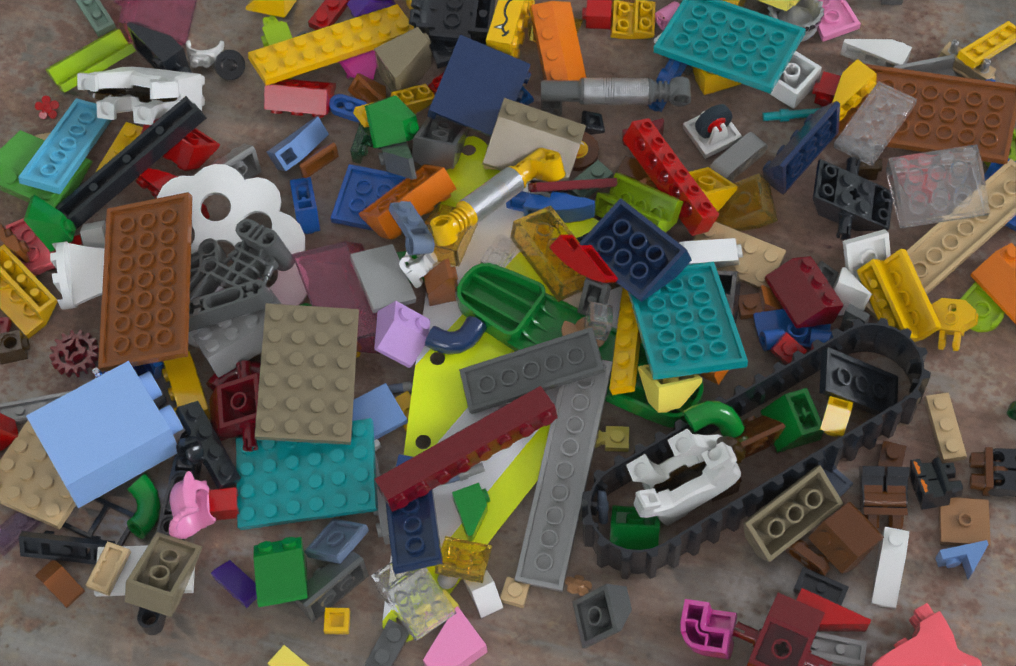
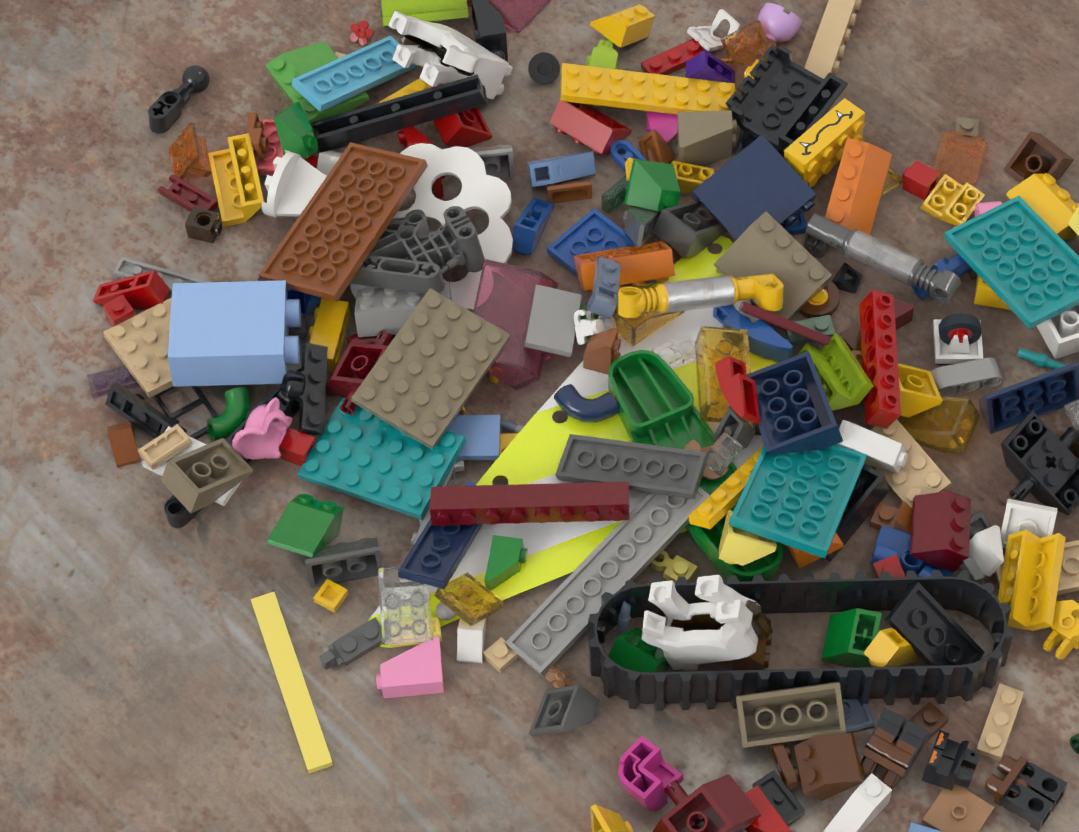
camera: 30 degrees right, 5 degrees down
(74, 353) = (252, 256): dark red gear -> none
(203, 57) = (526, 51): white helmet -> none
(236, 583) = (266, 516): dark purple slope -> none
(336, 541) = (371, 527): sand blue tile -> none
(401, 333) = (537, 376): lavender slope -> none
(476, 469) = (519, 528): light grey piece -> none
(714, 414) = (770, 586): green cylinder -> none
(759, 434) = (798, 632): reddish brown slope -> none

